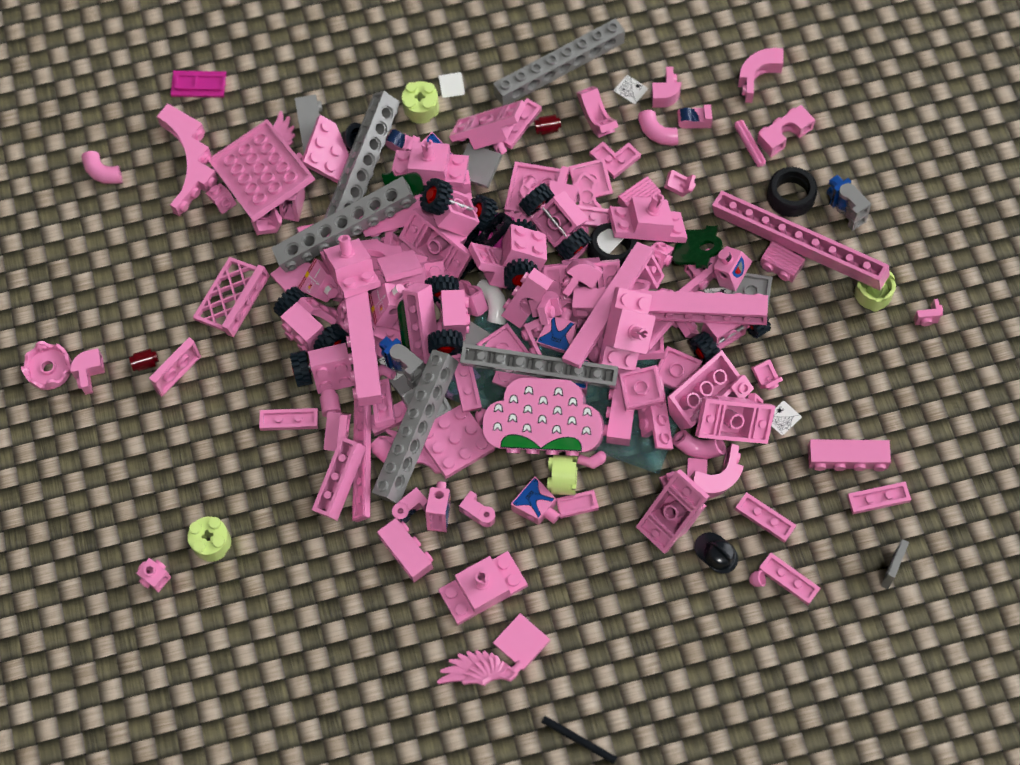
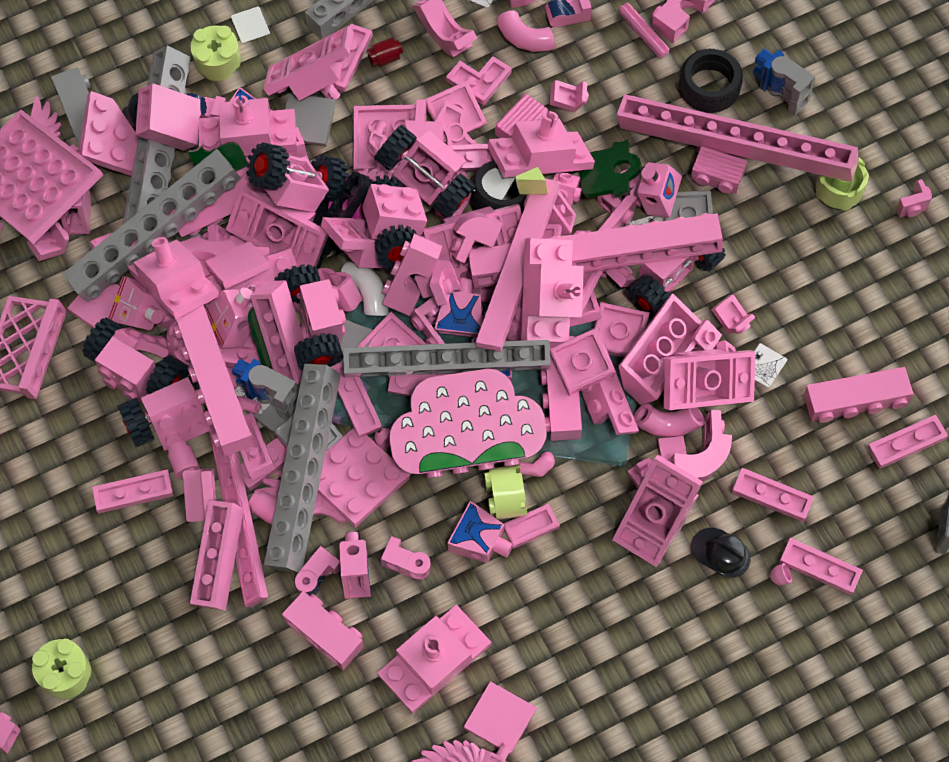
camera: 15 degrees left, 0 degrees up
(373, 145) = (168, 117): none -> bright pink brick
(631, 245) = (531, 182): none -> yellowish green slope

